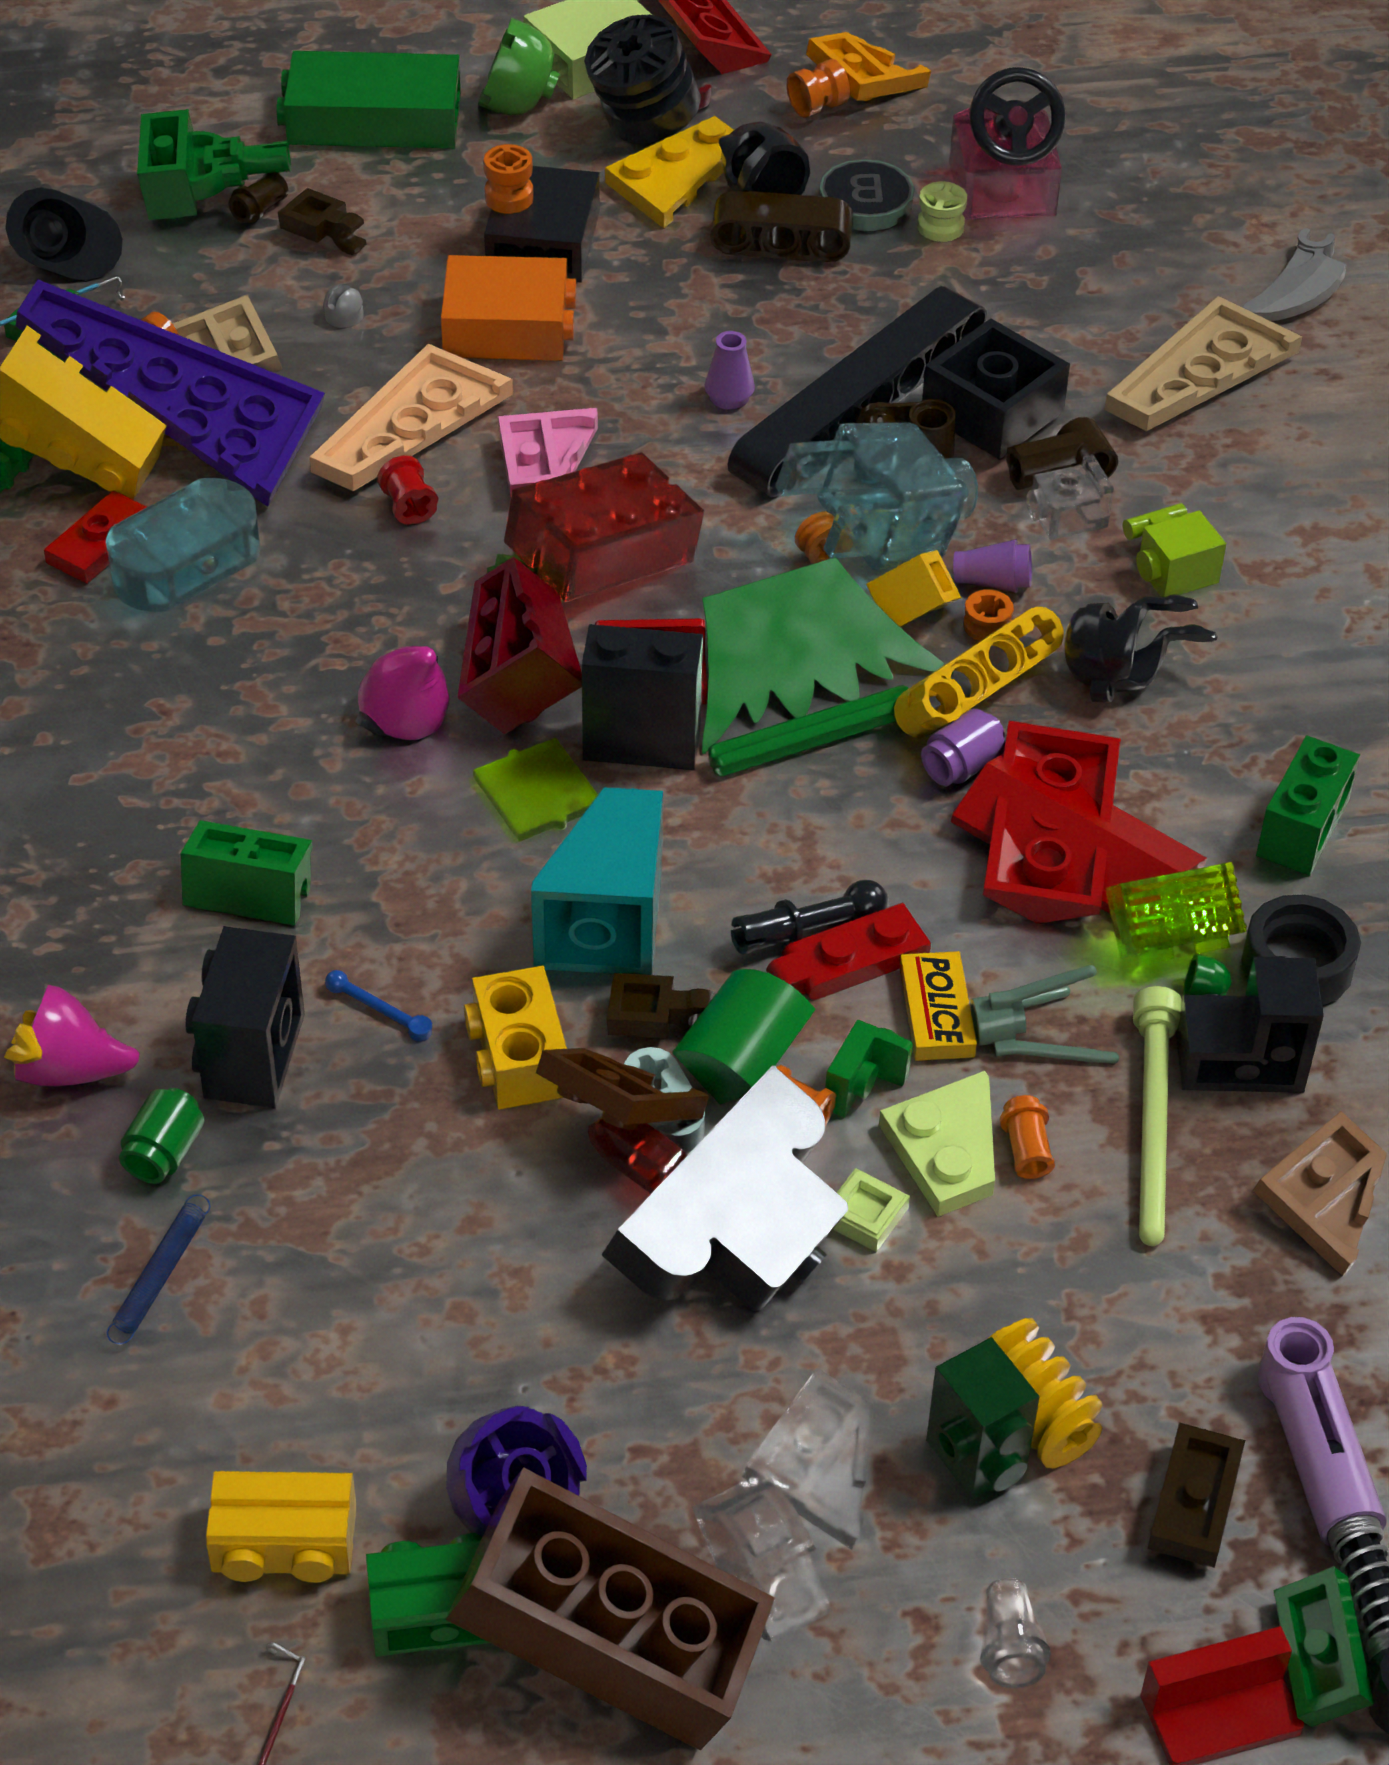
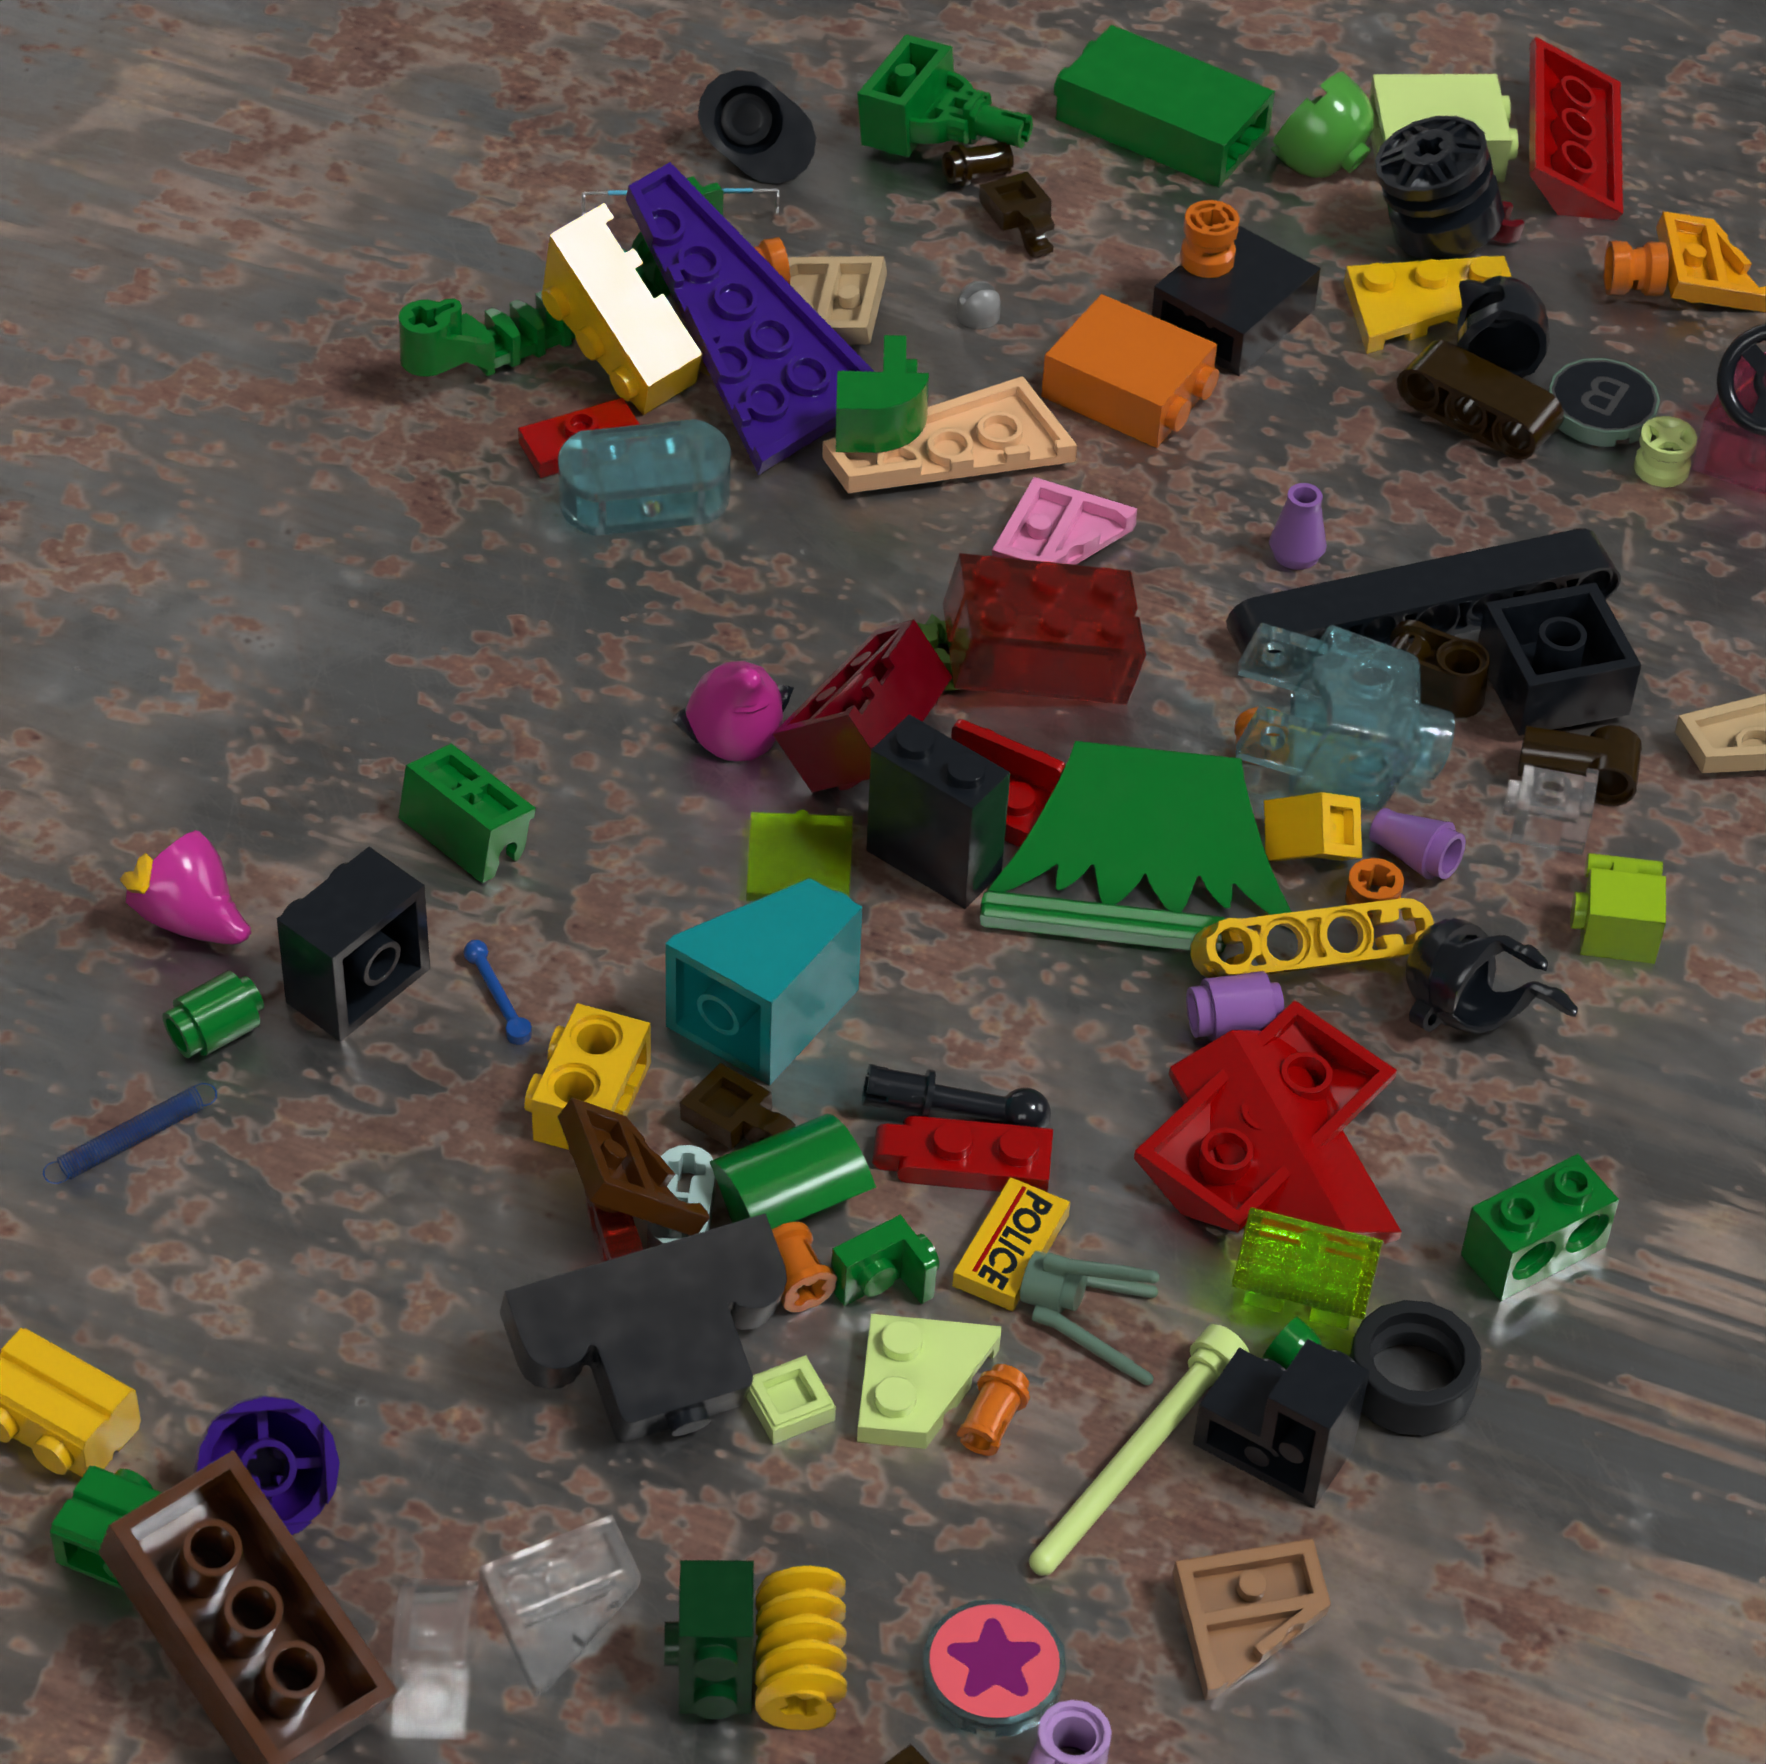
camera: 30 degrees right, 0 degrees up
(344, 405) = (882, 408): none -> green brick
(404, 483) = (896, 504): red bush -> none
(1181, 1333) = (993, 1667): none -> tile

